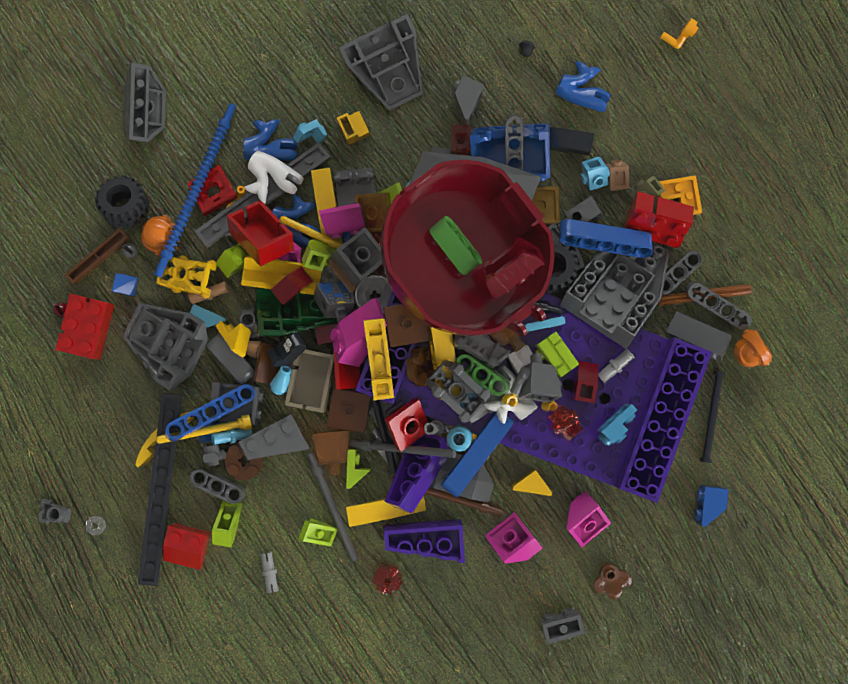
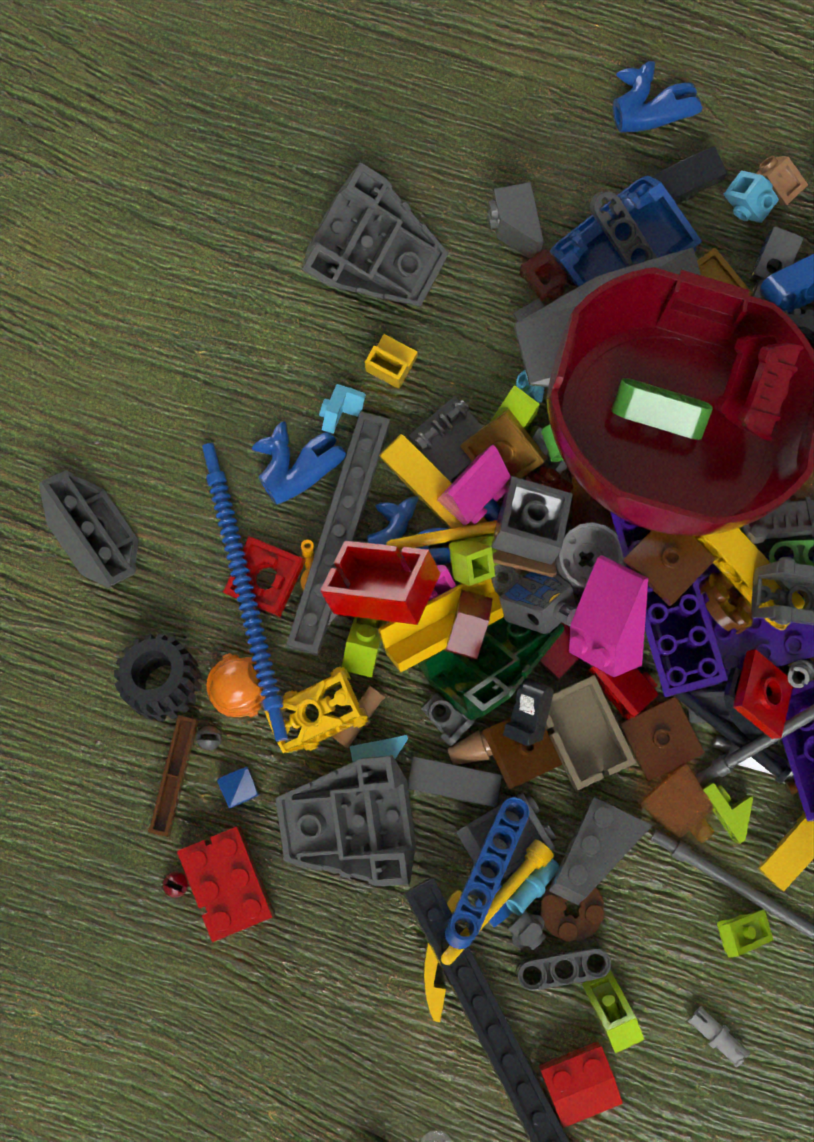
camera: 30 degrees left, 5 degrees down
(236, 338) = (445, 748): yellow slope -> none
(263, 163) = (342, 485): white piece -> none
(280, 382) = (549, 762): medium azure cone -> none
(379, 358) = (669, 630): yellow slope -> none
(526, 48) = (540, 100): black piece -> none

